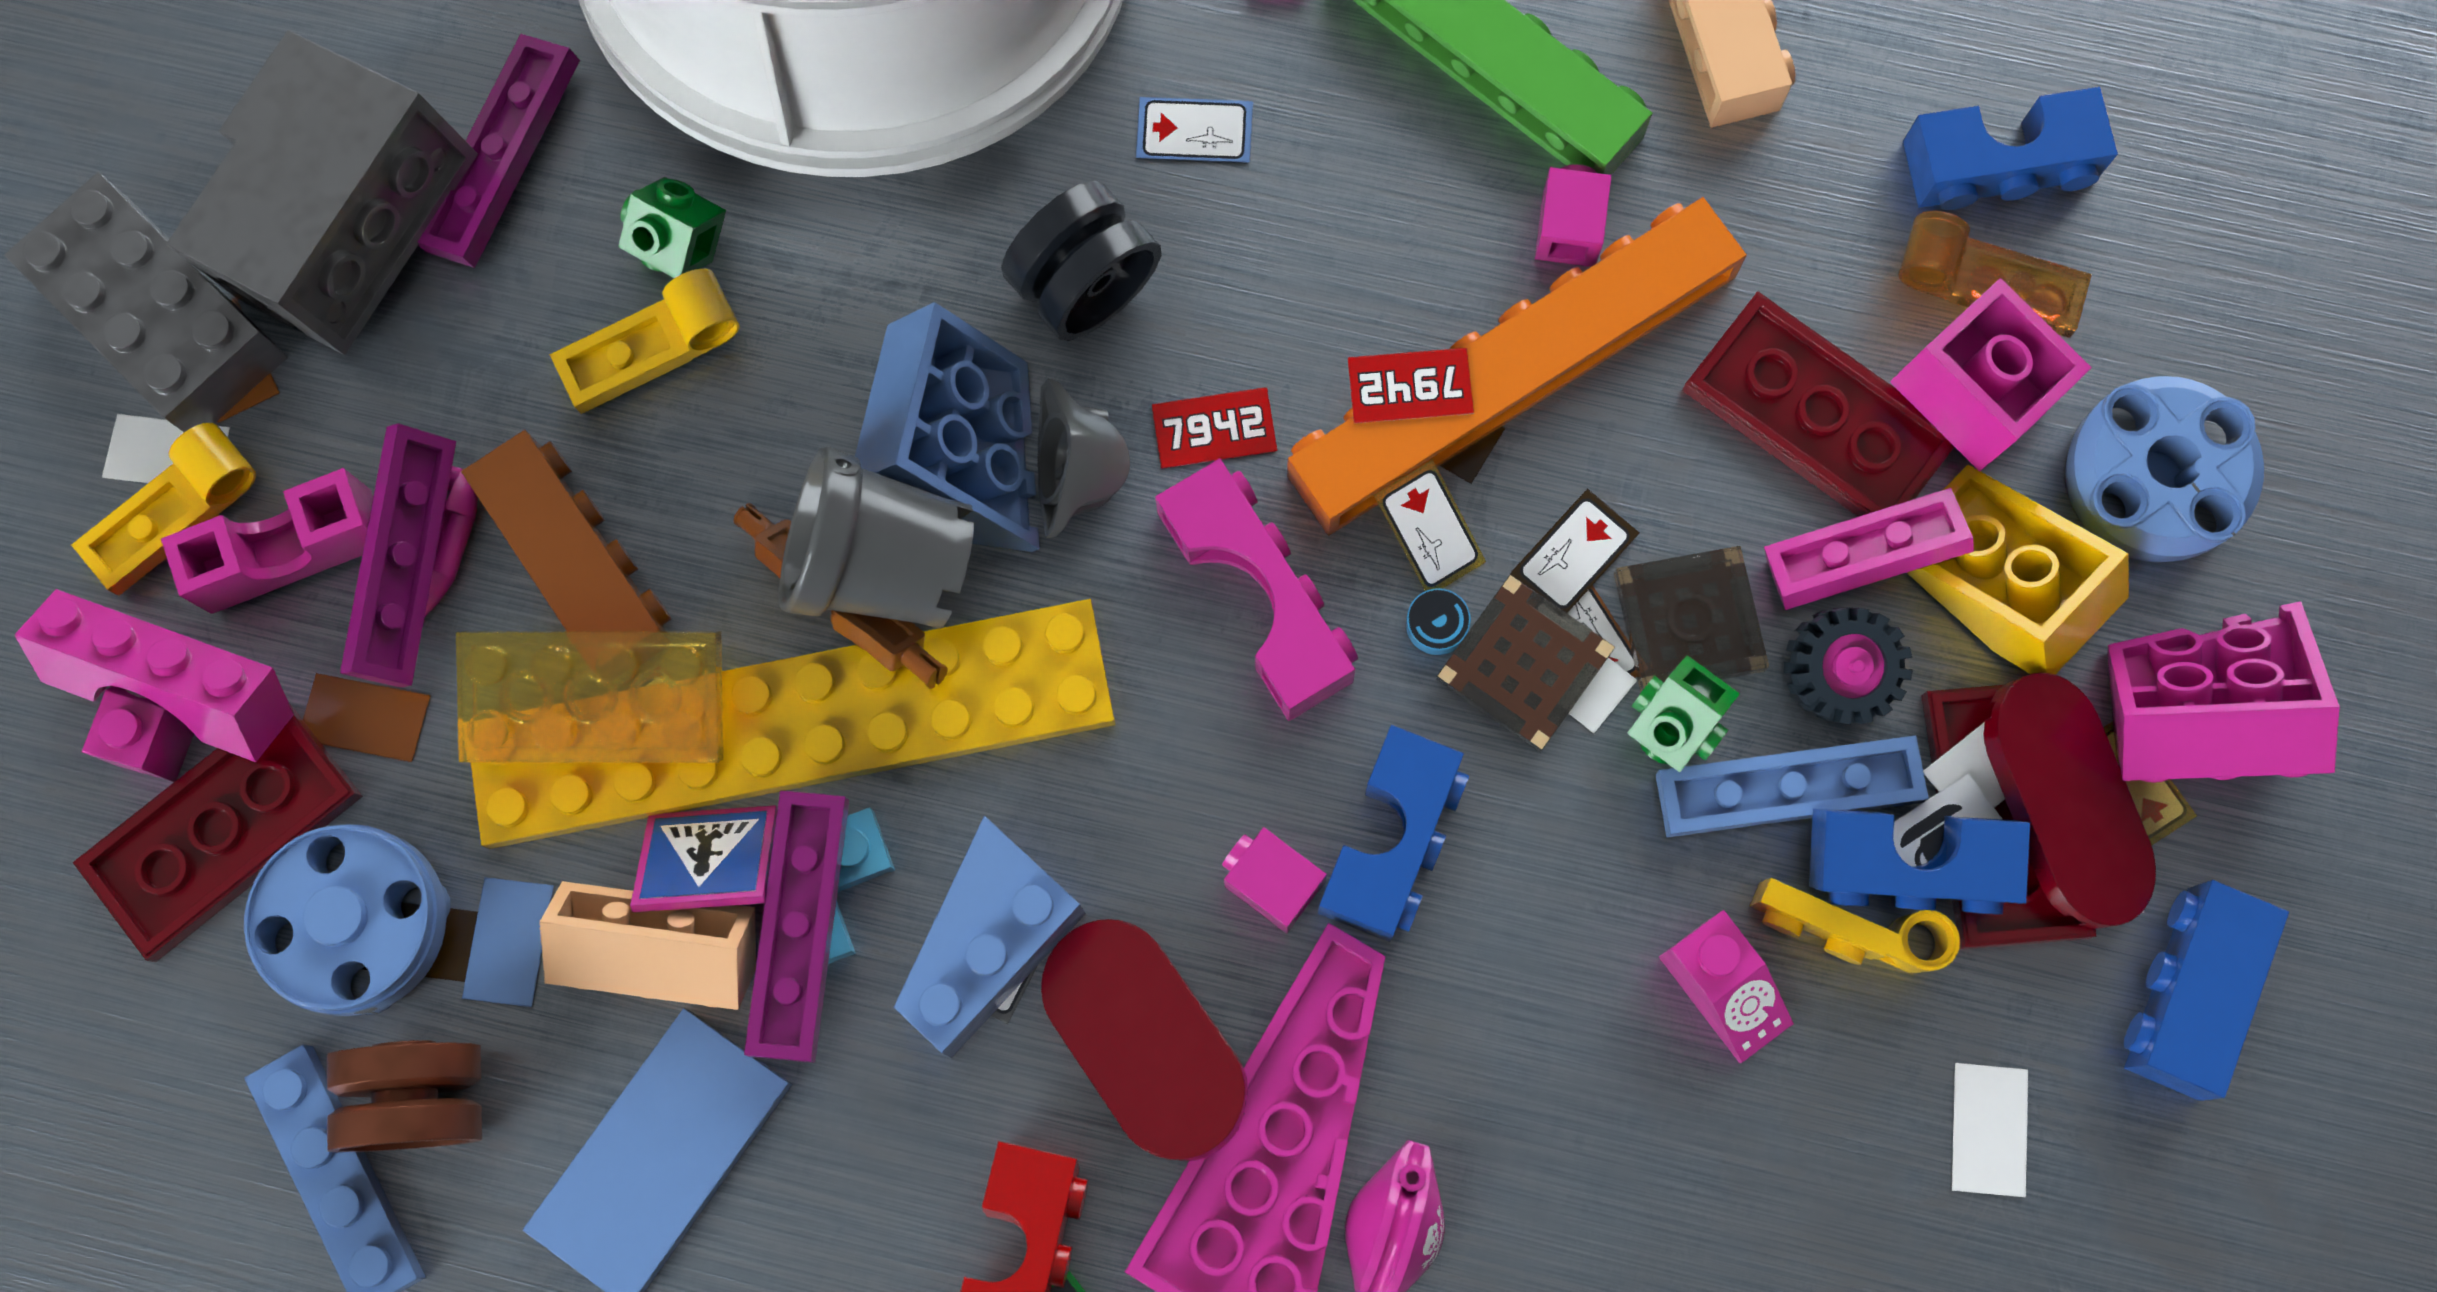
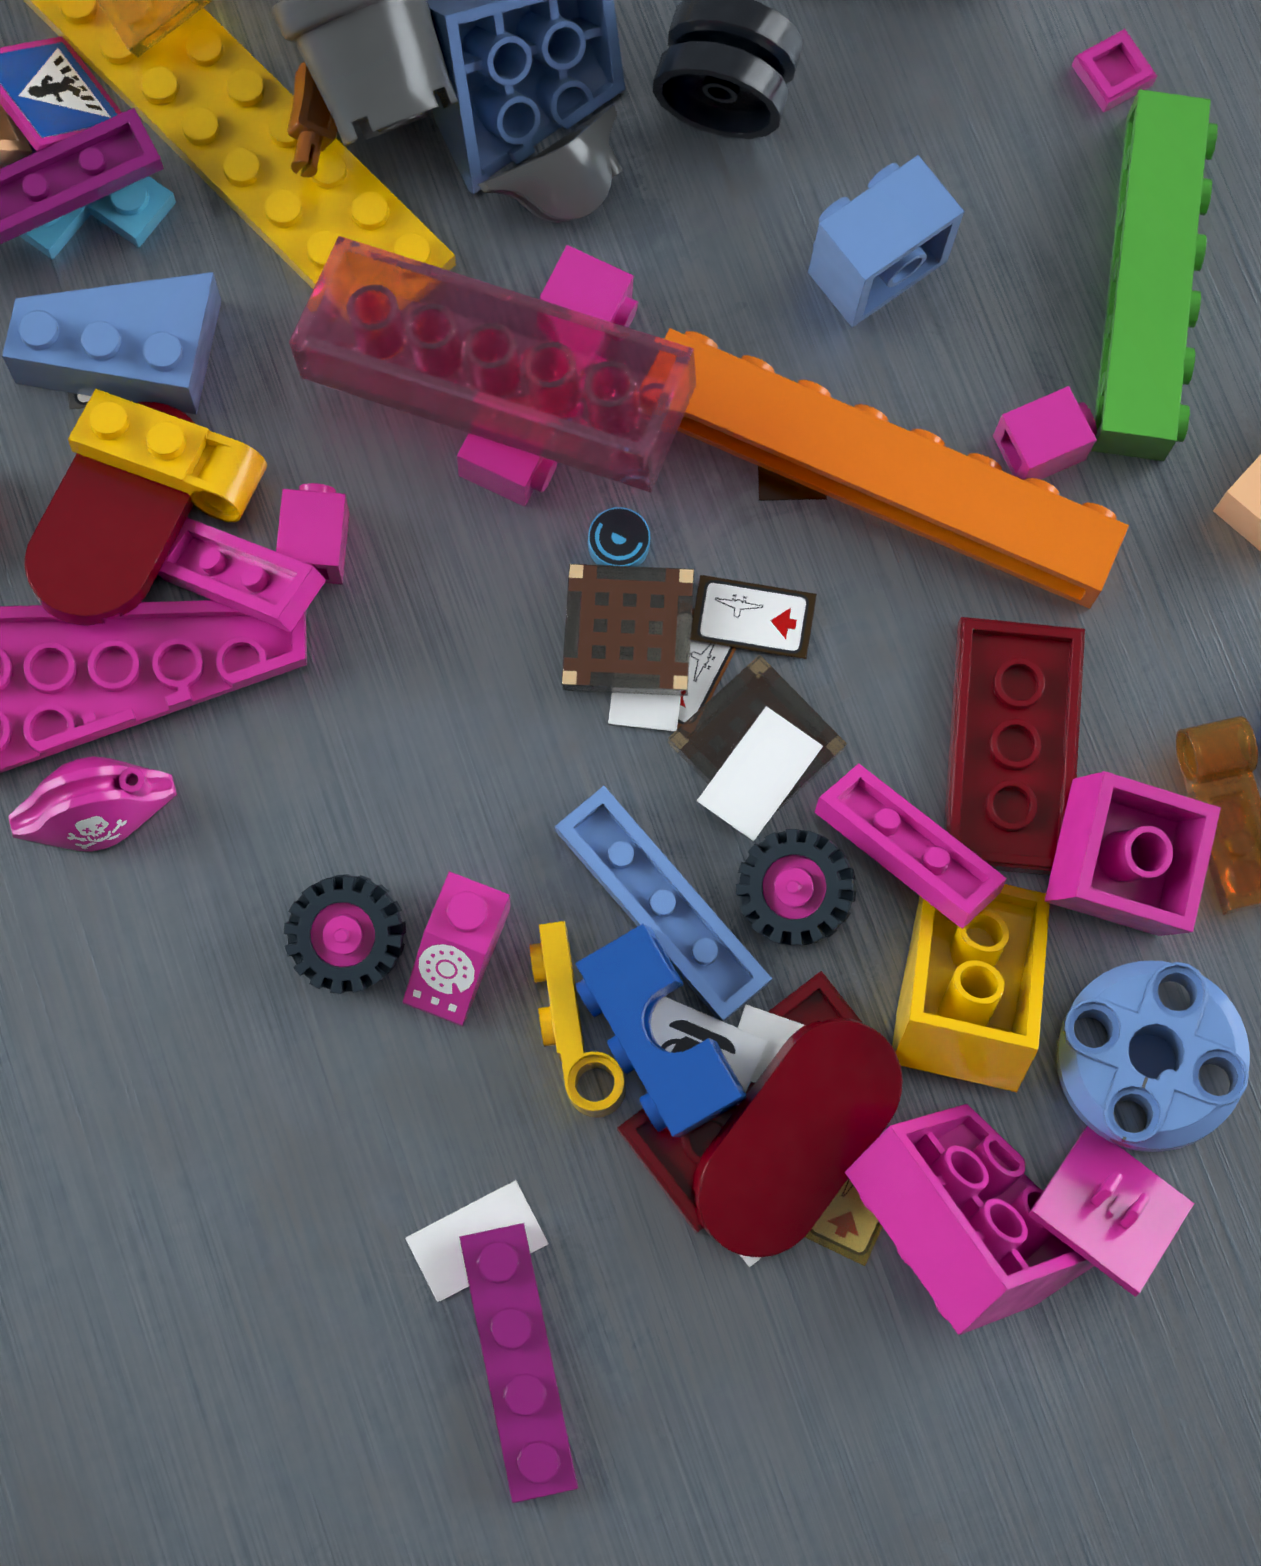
camera: 45 degrees right, 0 degrees up
(1119, 959) = (170, 451): none -> yellow plate
(1194, 129) = (918, 97): white sticker -> none
(1214, 427) = (669, 268): red sticker -> none
(1241, 622) = (494, 363): none -> clear pink brick
(1283, 963) = (241, 574): none -> dark pink plate
(1322, 232) = (884, 239): none -> medium blue brick
(1375, 889) = (464, 607): blue arch -> none
(1410, 385) = (797, 386): red sticker -> none
(1430, 527) = (692, 483): white sticker -> none
(1660, 1074) = (345, 933): none -> black wheel
(1682, 714) = (649, 773): brick -> none
(1725, 630) = (759, 773): none -> white sticker
(2123, 1159) = (518, 1363): none -> magenta plate
(2204, 990) = (707, 1343): blue brick -> none
(2275, 584) = (1111, 1210): none -> piece

